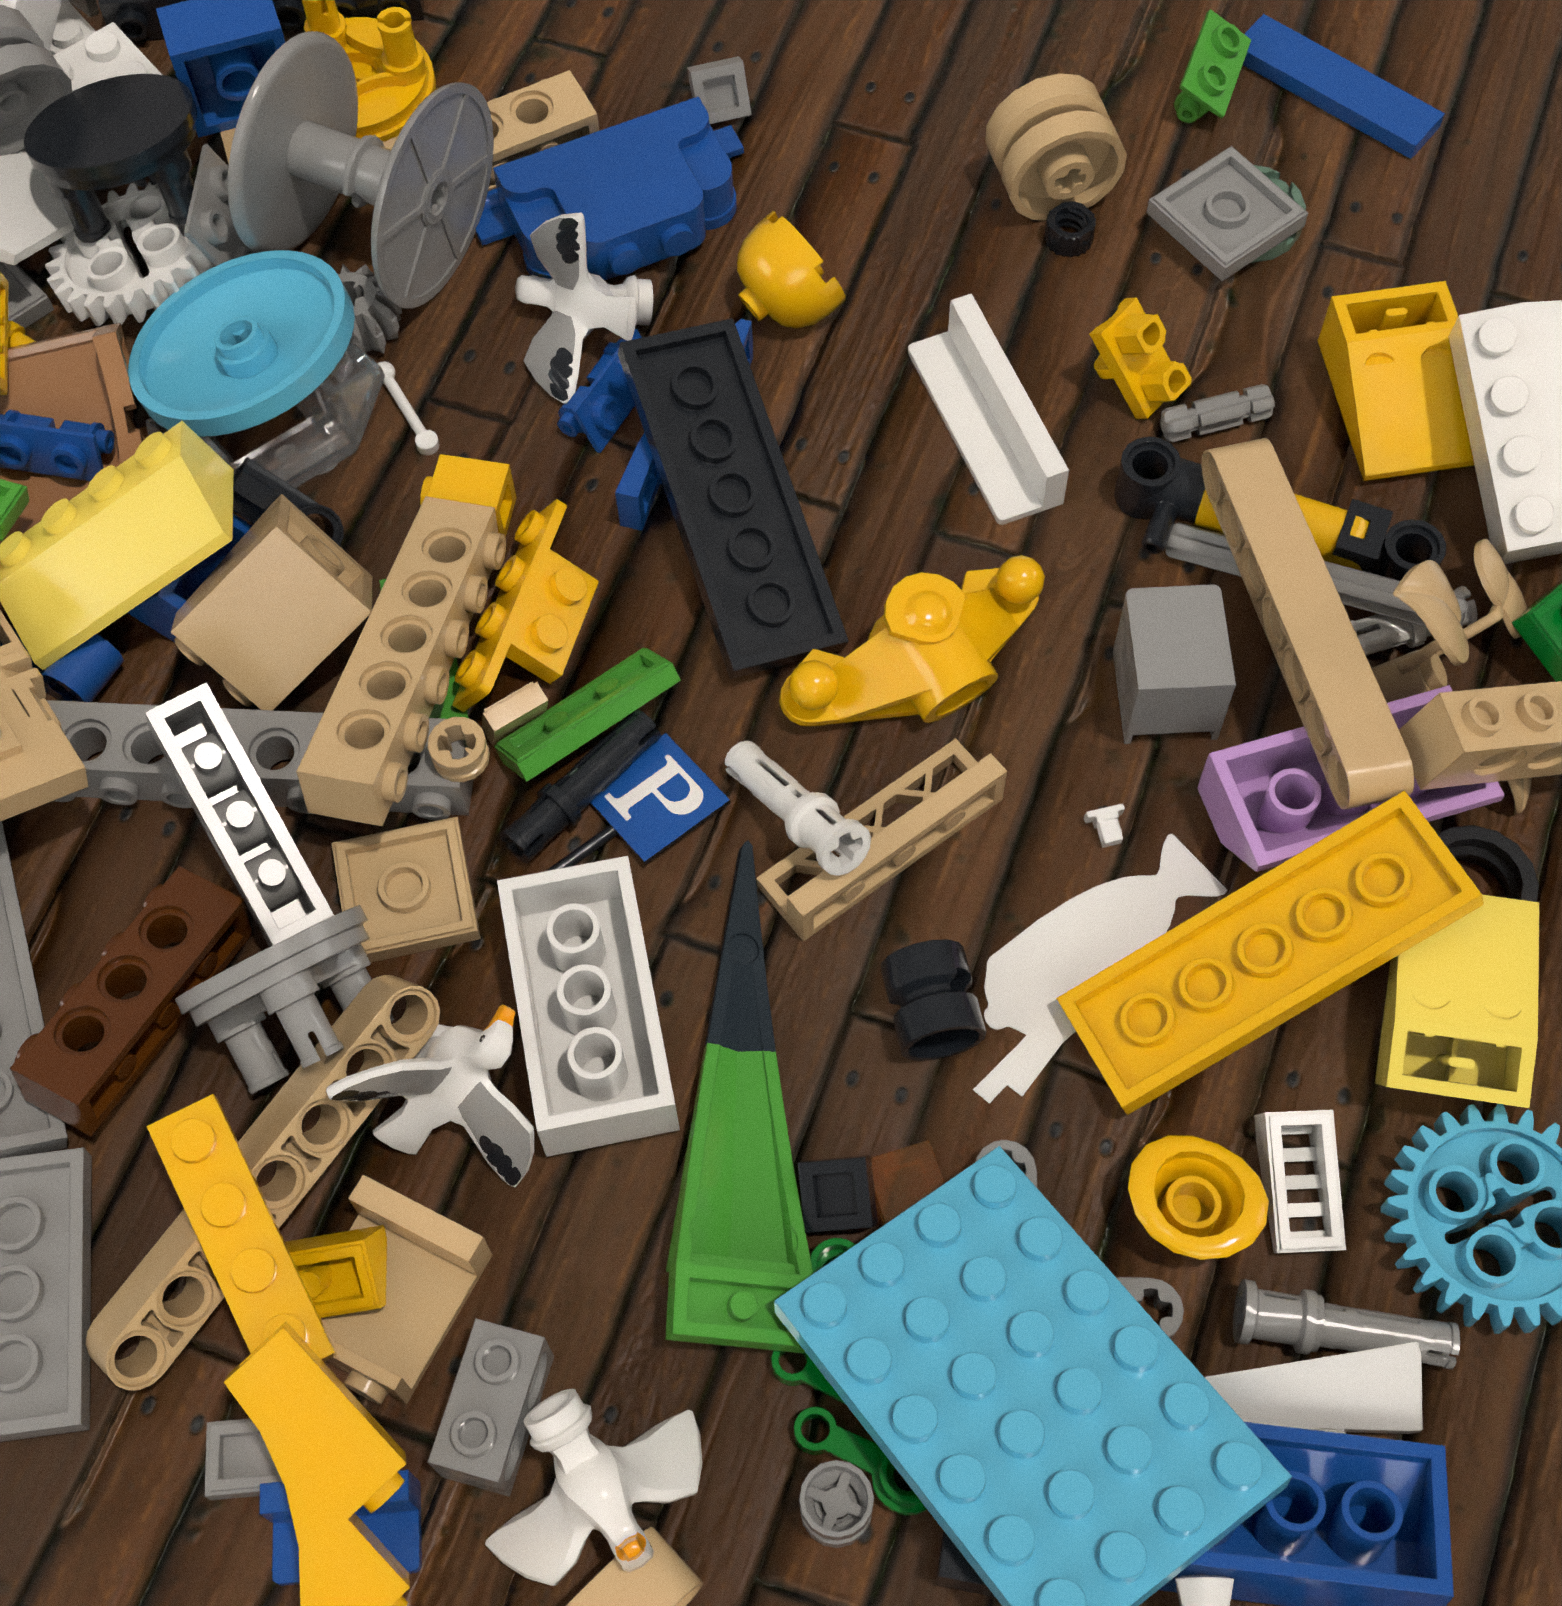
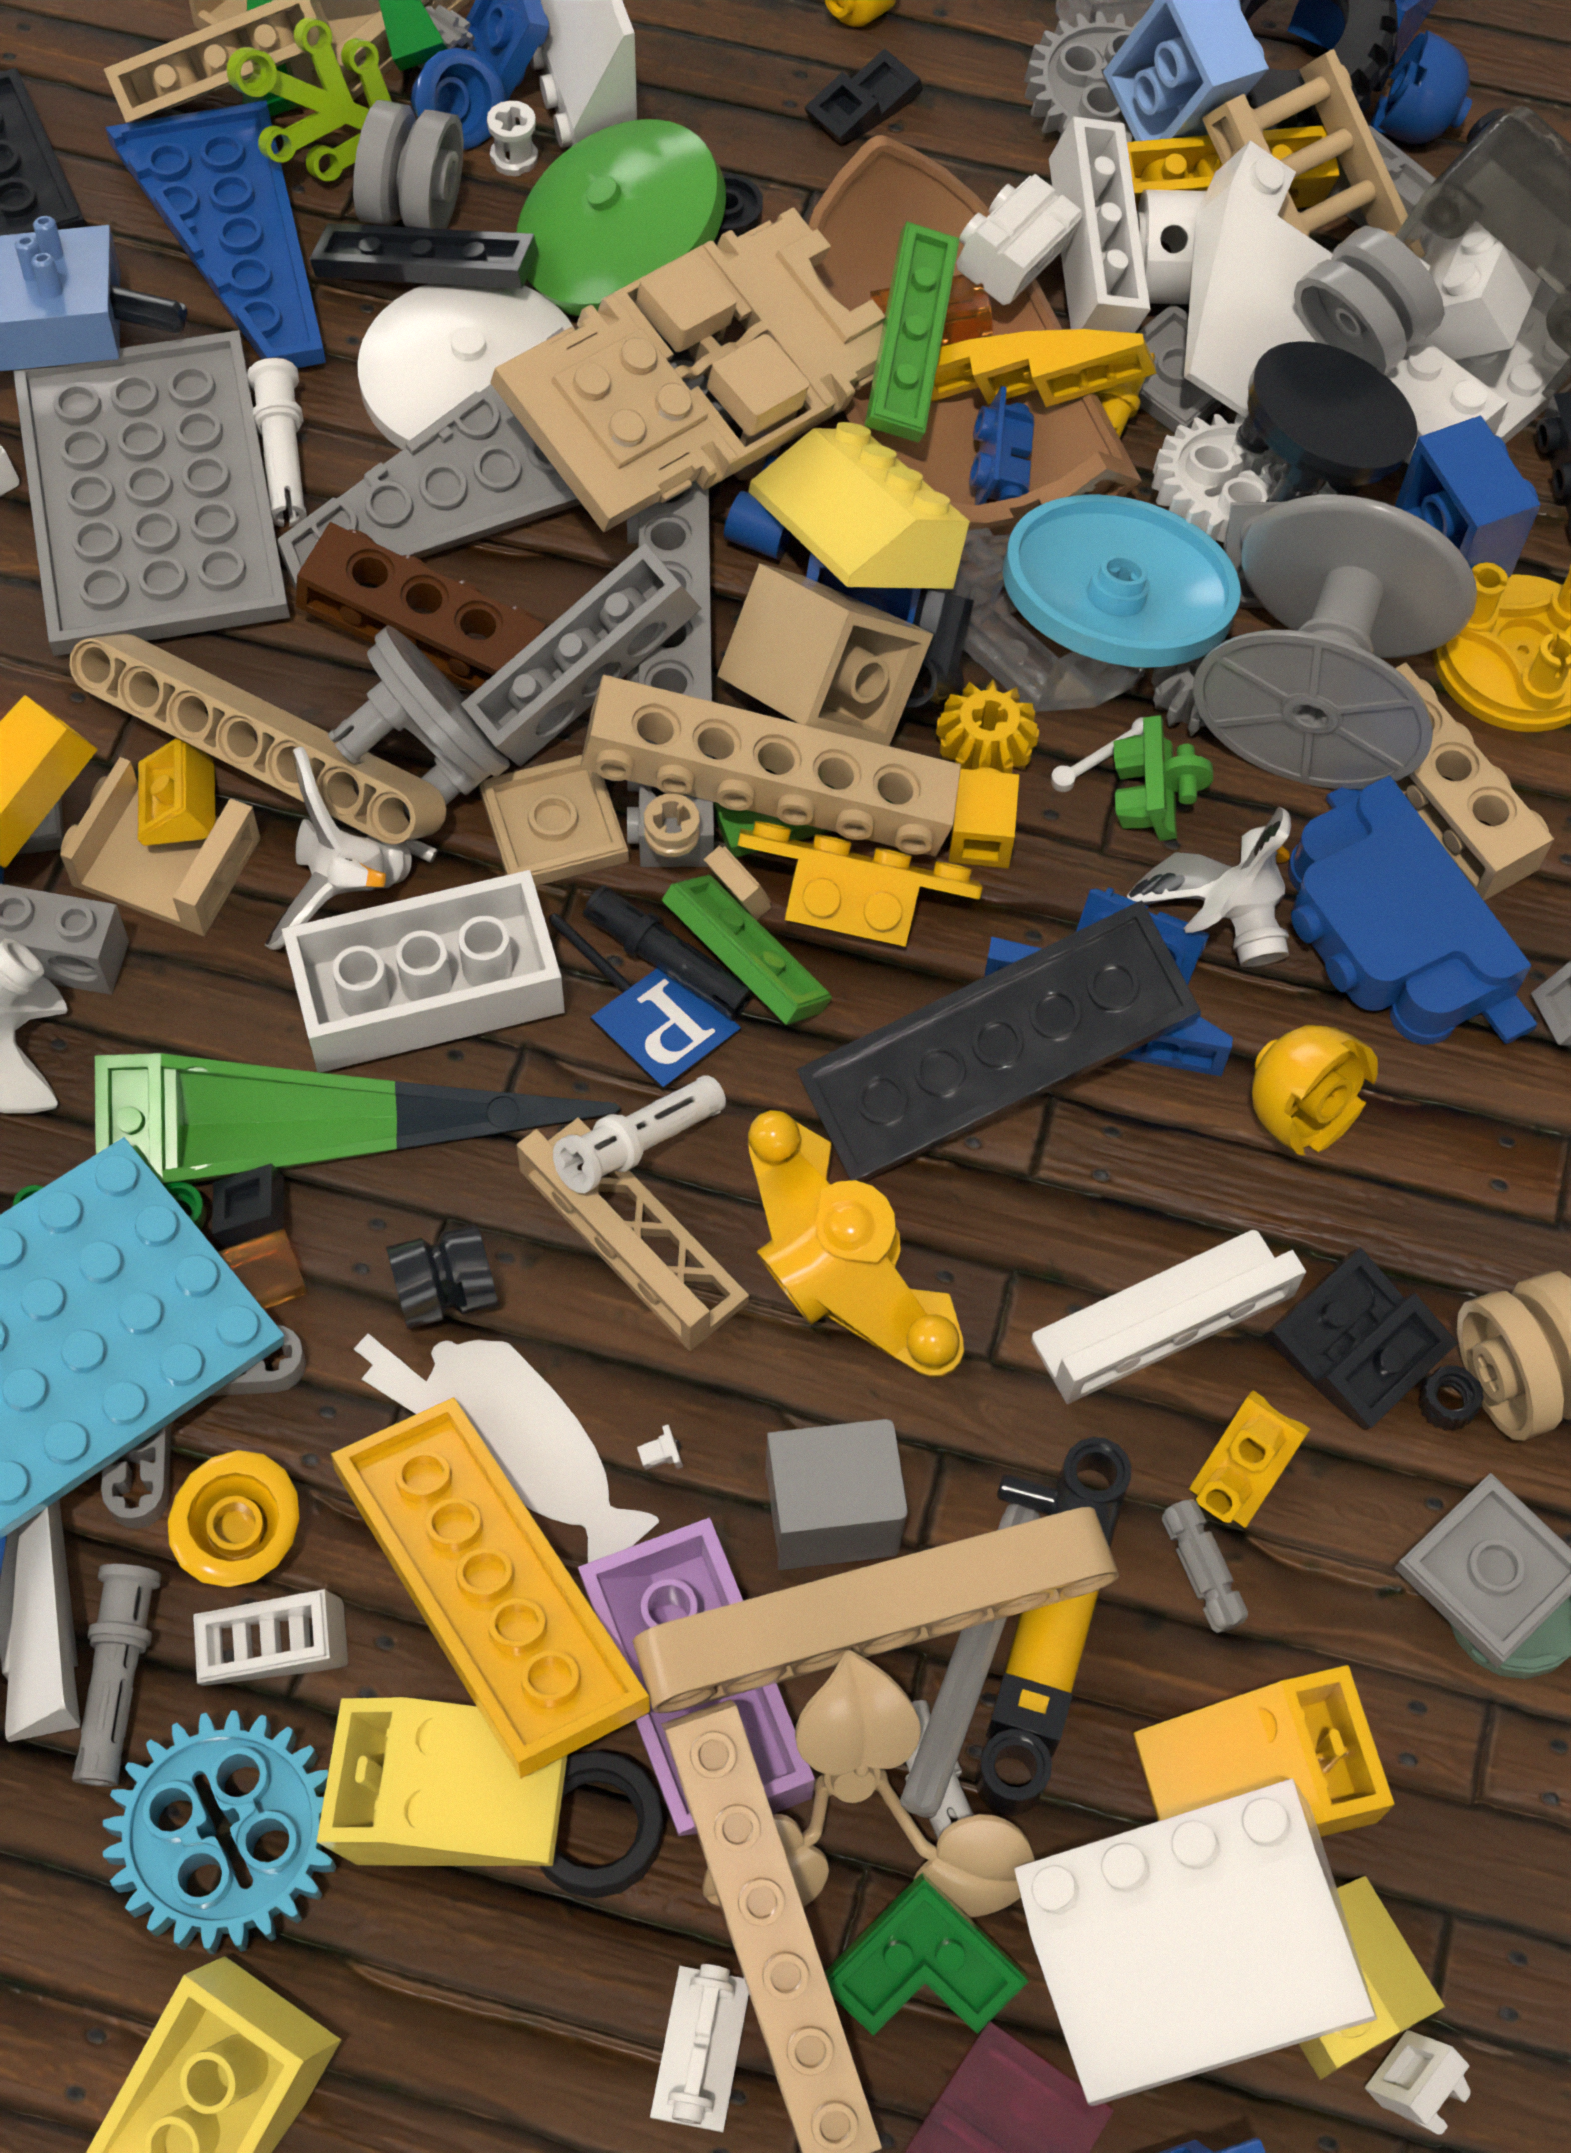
camera: 80 degrees right, 0 degrees up
(236, 1226) = (183, 710): yellow plate -> none
(373, 488) = (987, 729): none -> yellow gear
(449, 348) = (1164, 775): none -> bright green hips
(1017, 281) = (1360, 1339): none -> black slope

